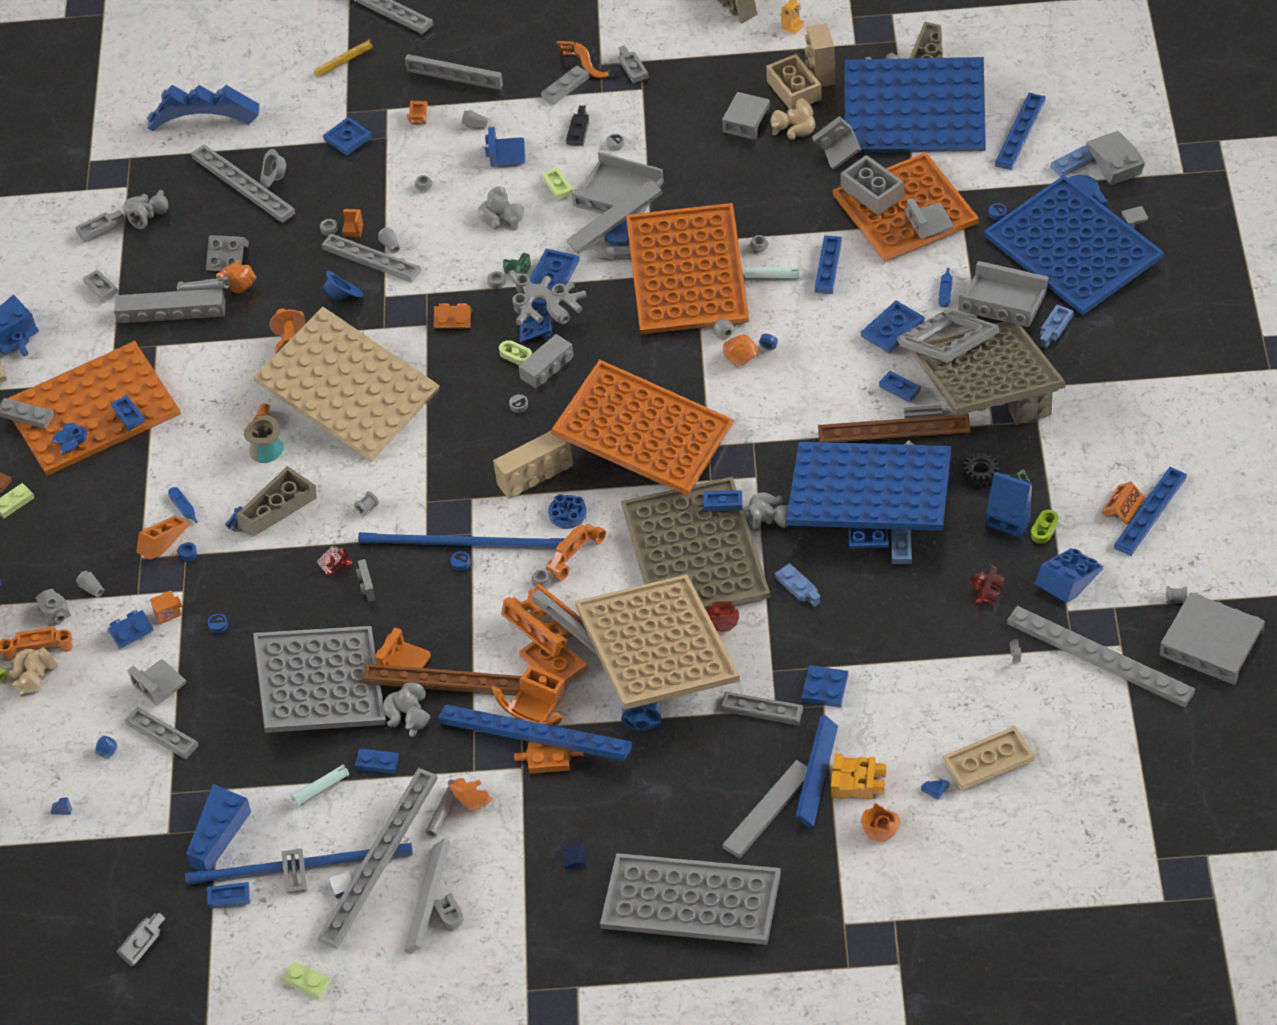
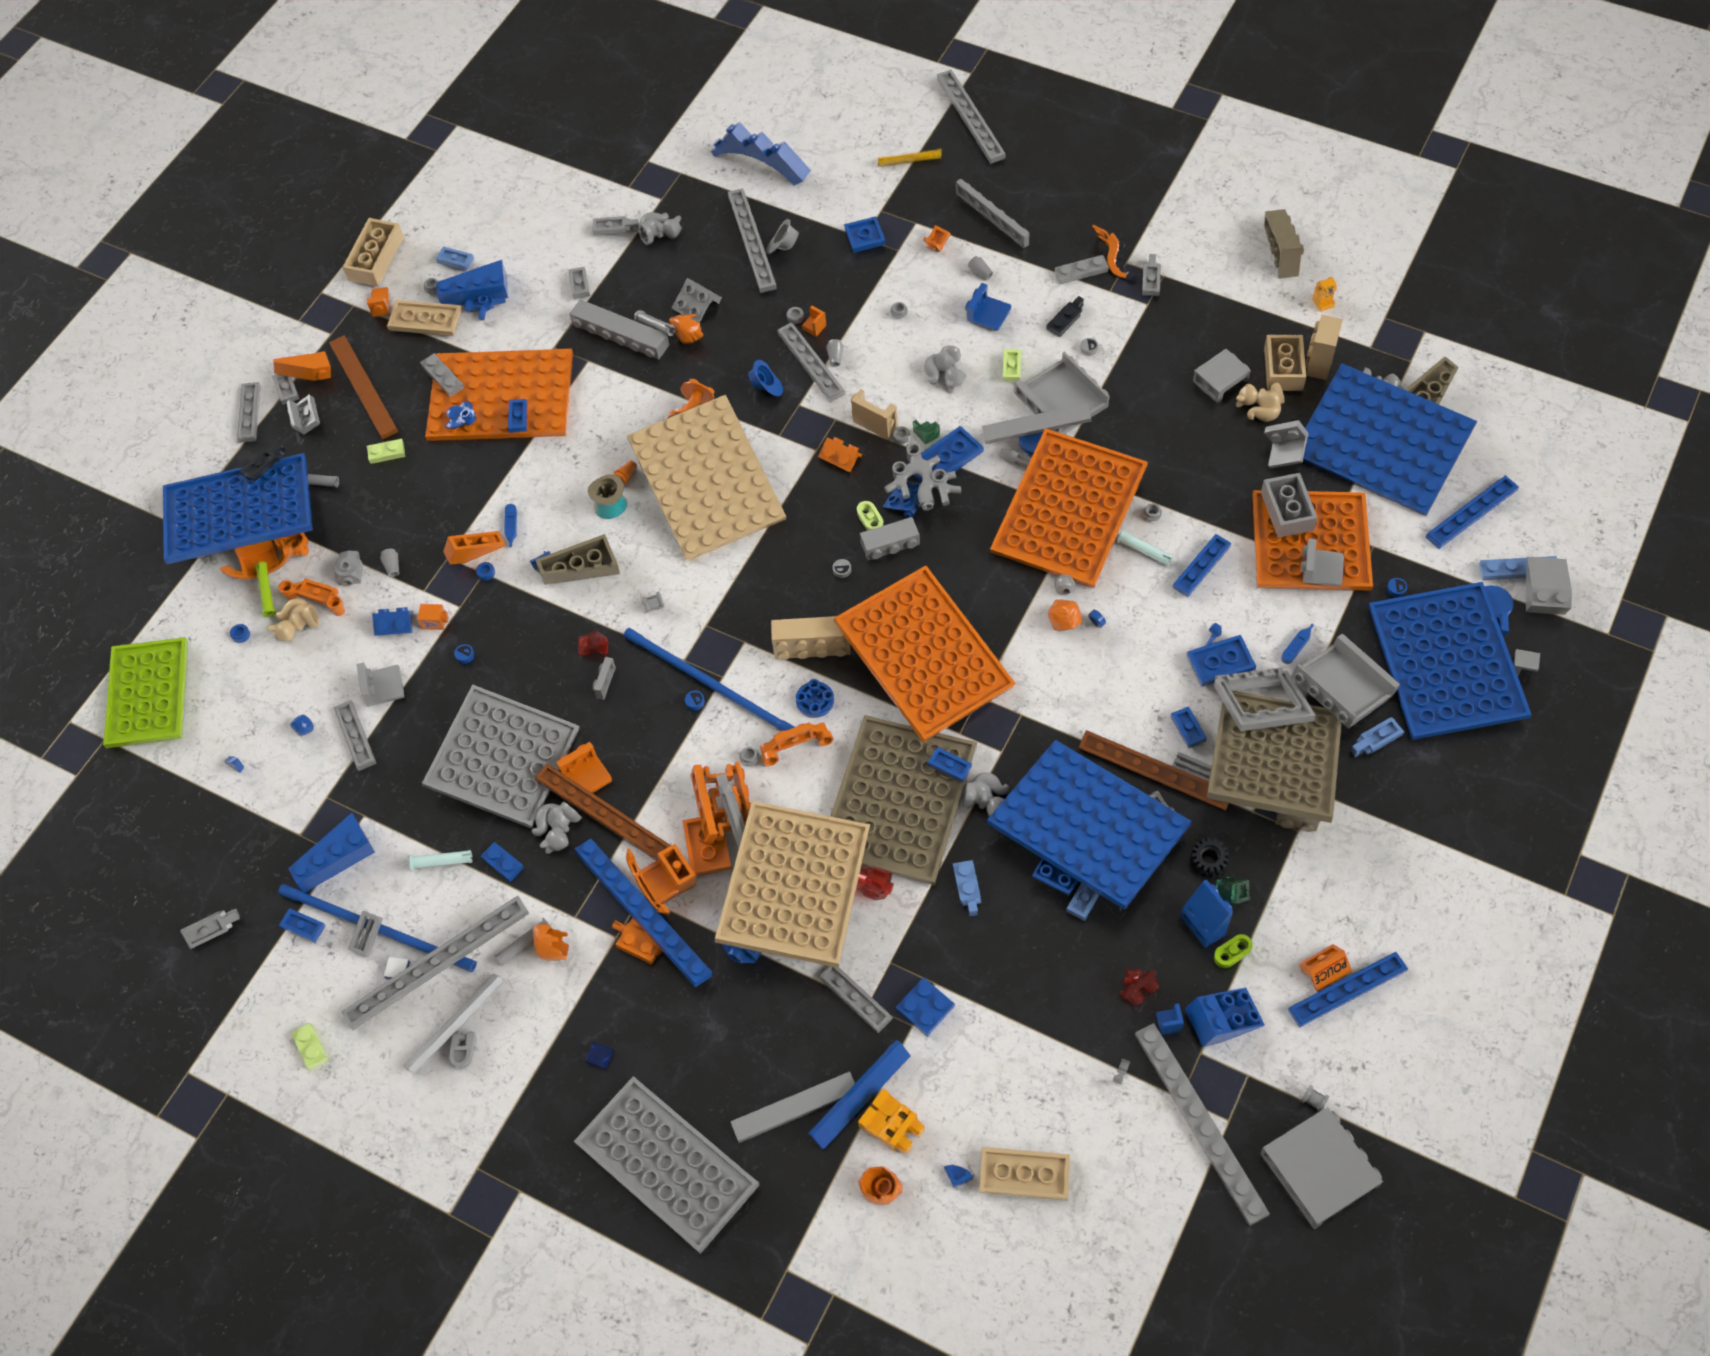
camera: 30 degrees right, 10 degrees up
(463, 272) = (872, 417): none -> tan panel
(872, 307) = (1216, 631): none -> blue hand
(1030, 597) = (1170, 1020): none -> blue panel

